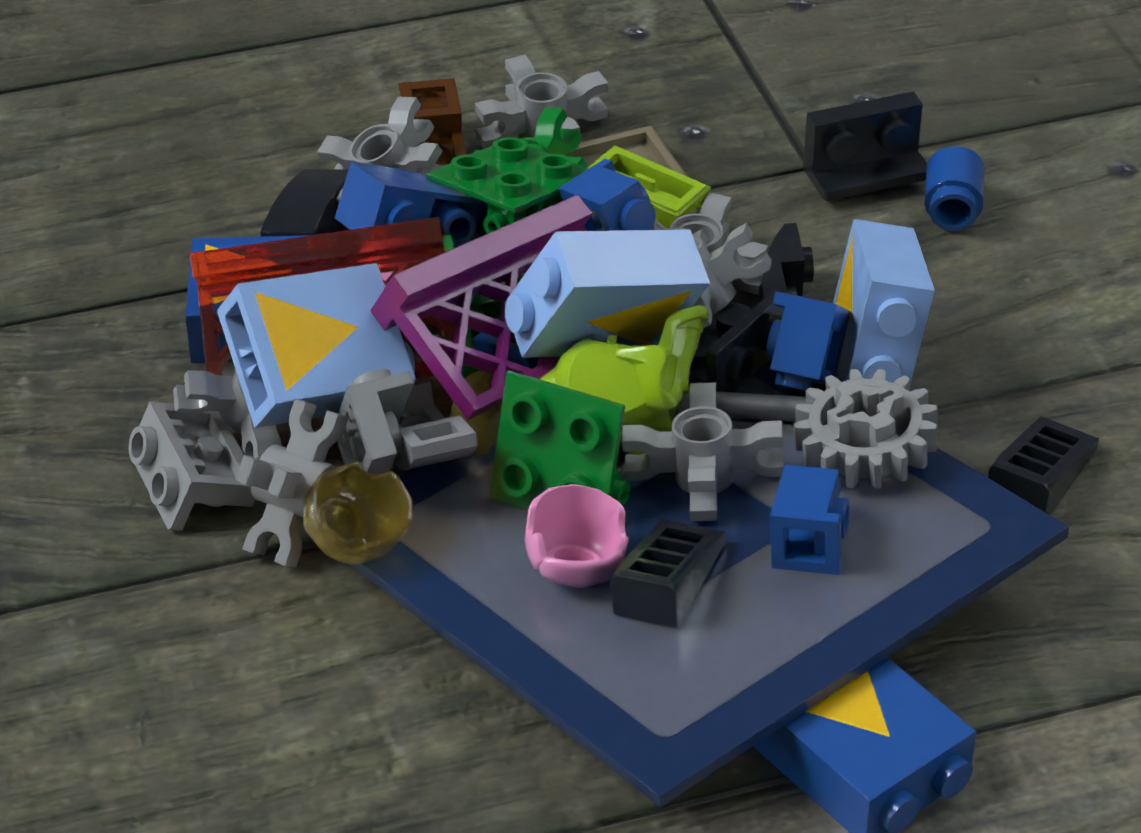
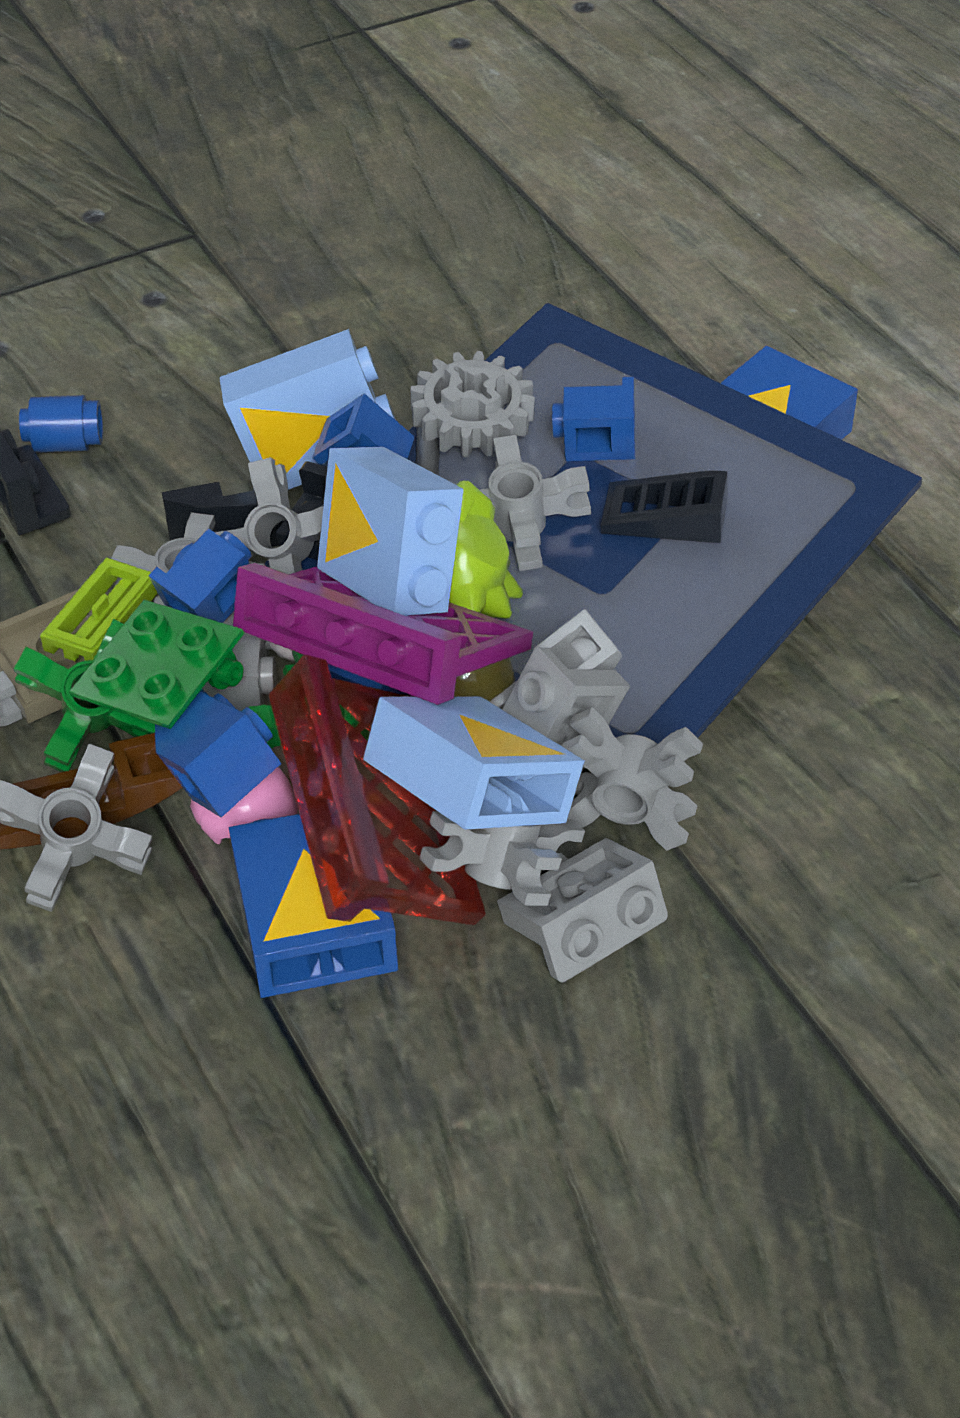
camera: 100 degrees left, 5 degrees up
(306, 204) = (138, 892): black slope -> none
(357, 513) = (665, 704): clear yellow hair -> none
(555, 440) = (563, 569): green hinge -> none
(575, 535) = (665, 558): bright pink hair -> none
(1043, 462) = (417, 352): black slope -> none

